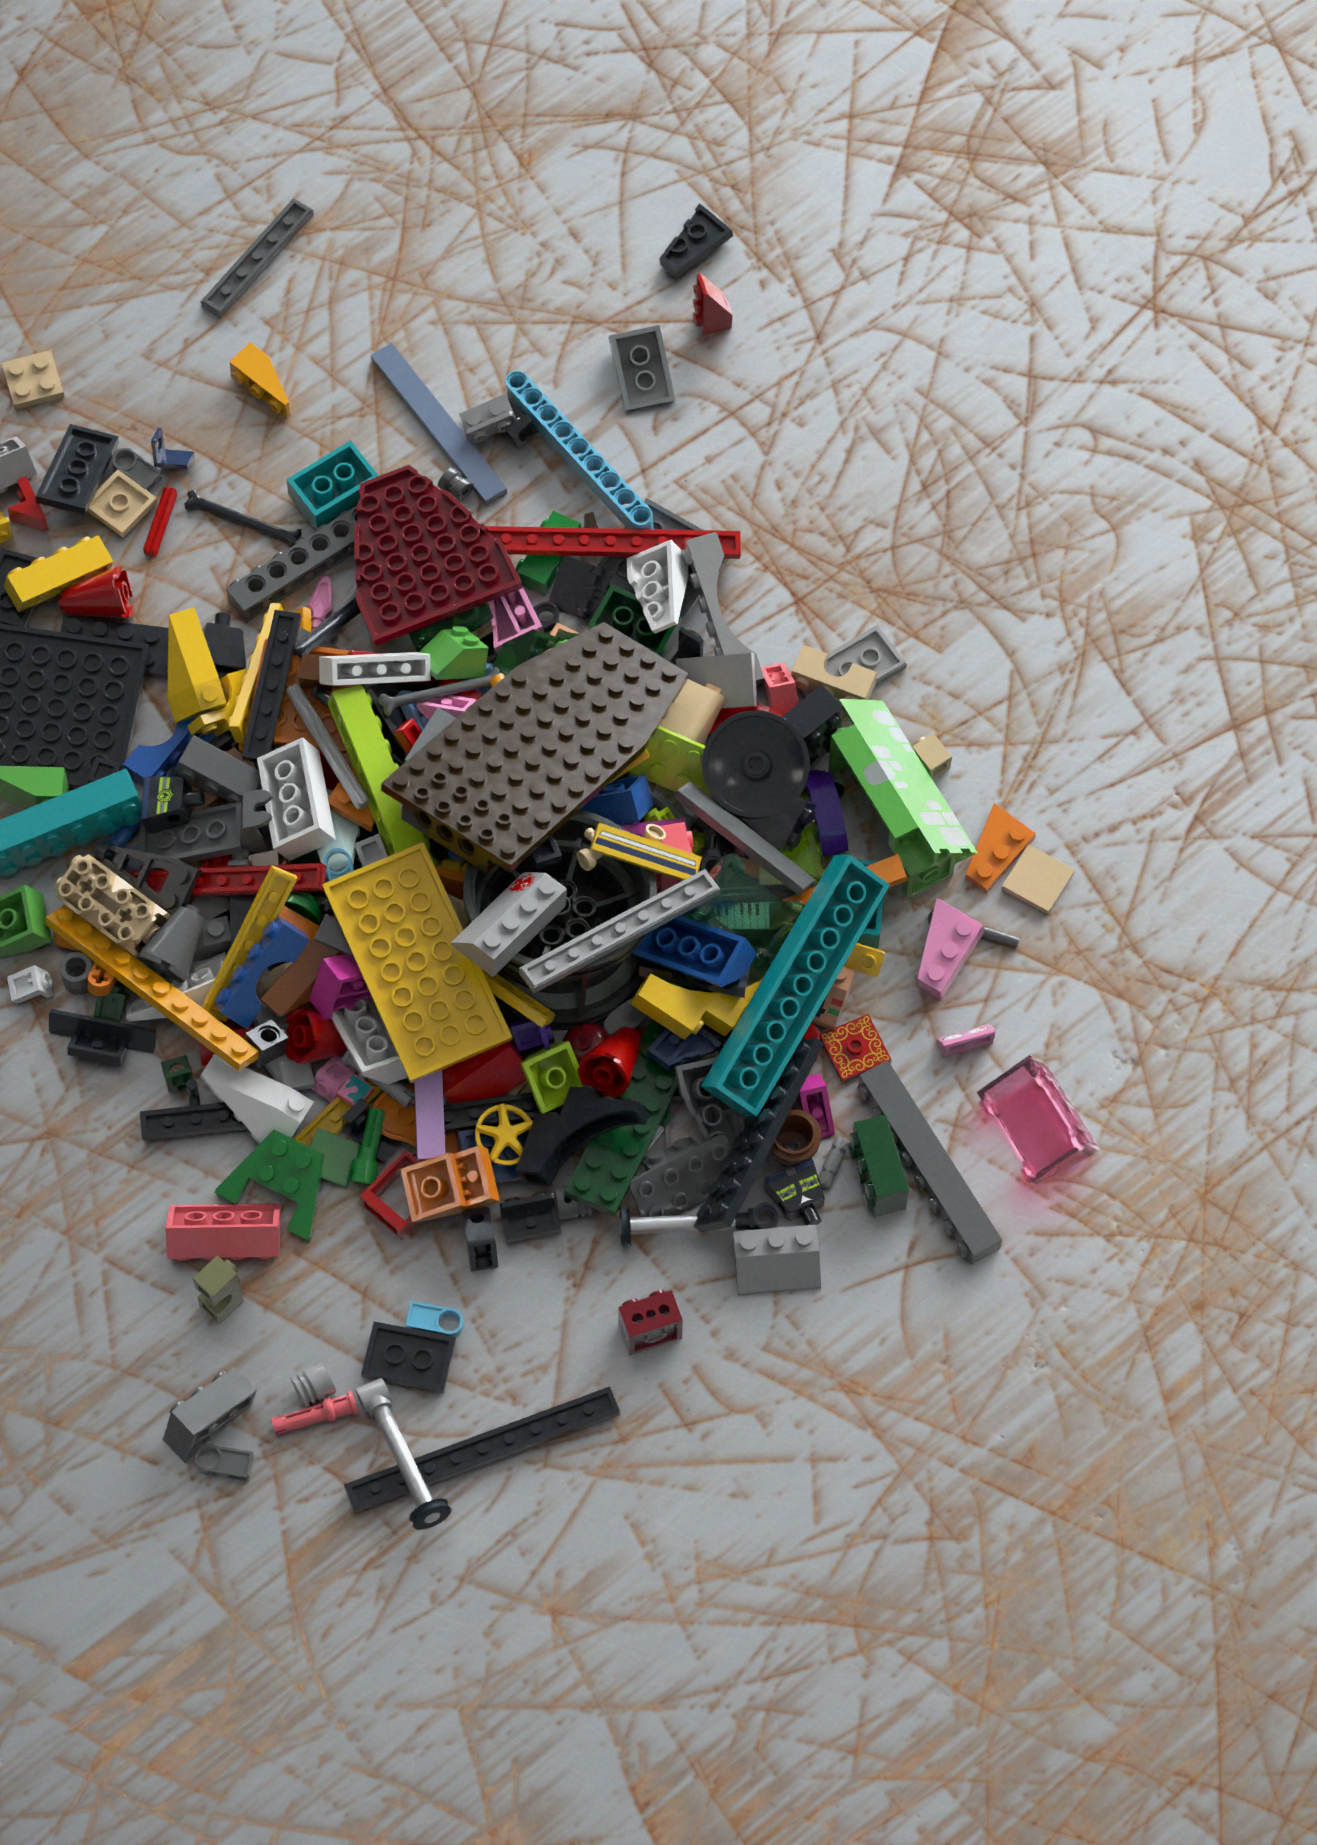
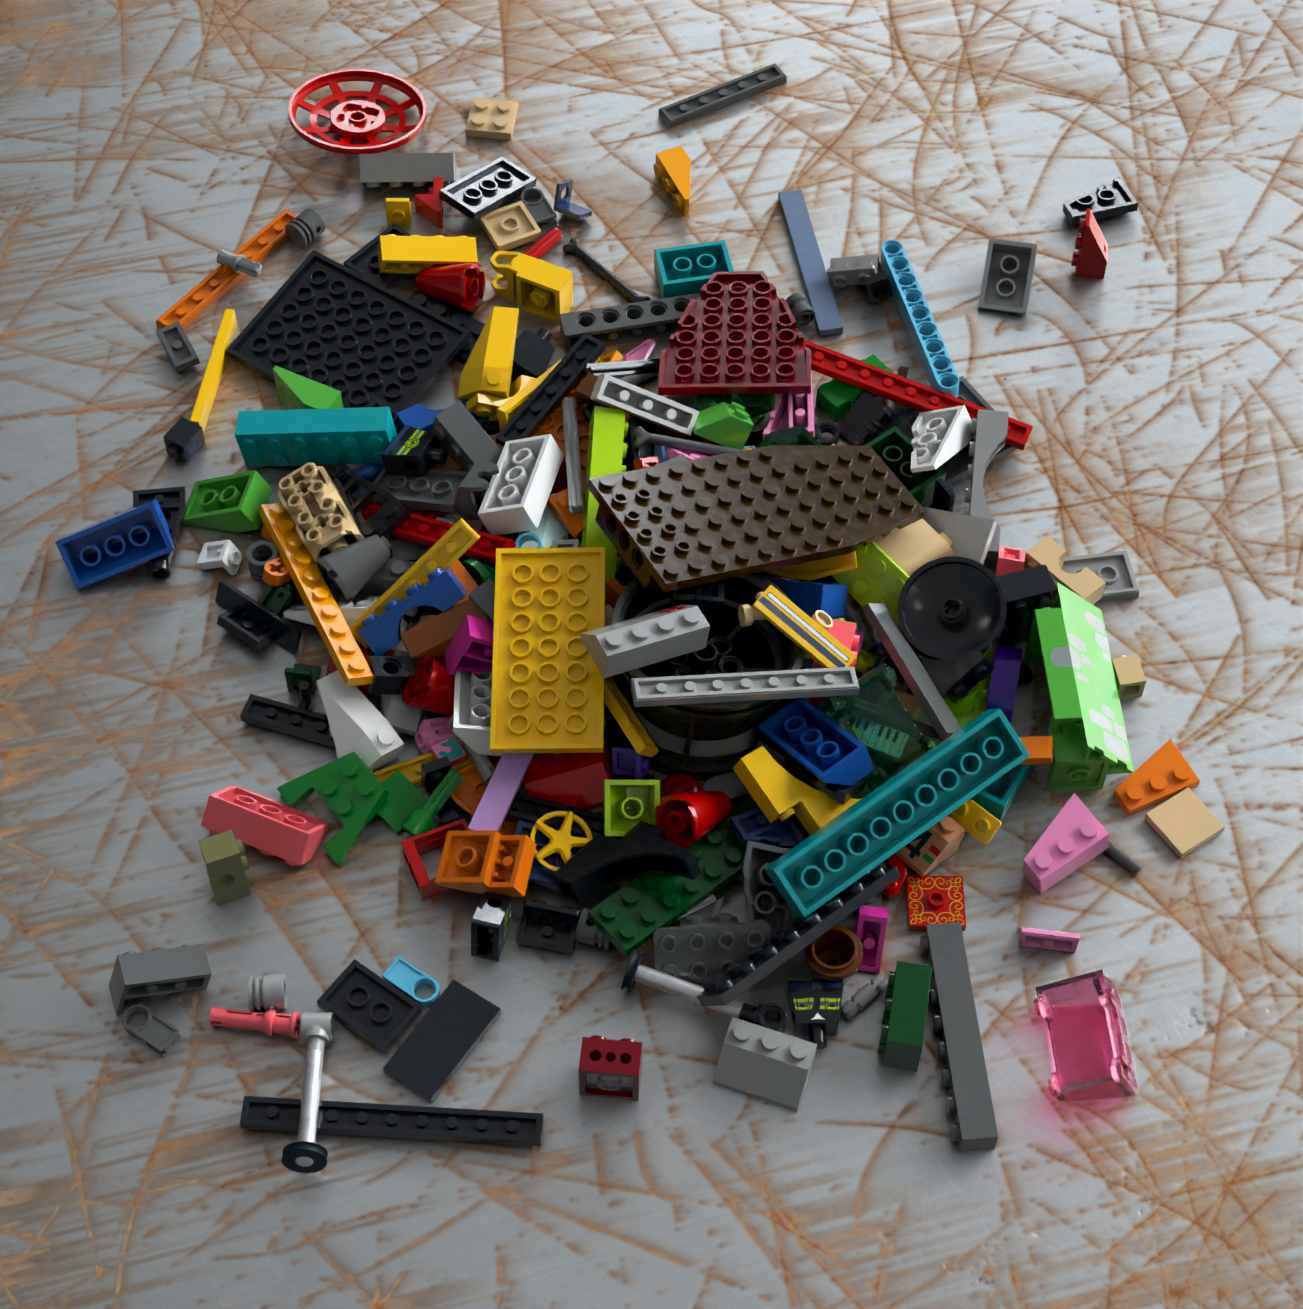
camera: 25 degrees right, 10 degrees down
(183, 565) = (534, 284): none -> yellow brick
(487, 1359) = (442, 1040): none -> black tile

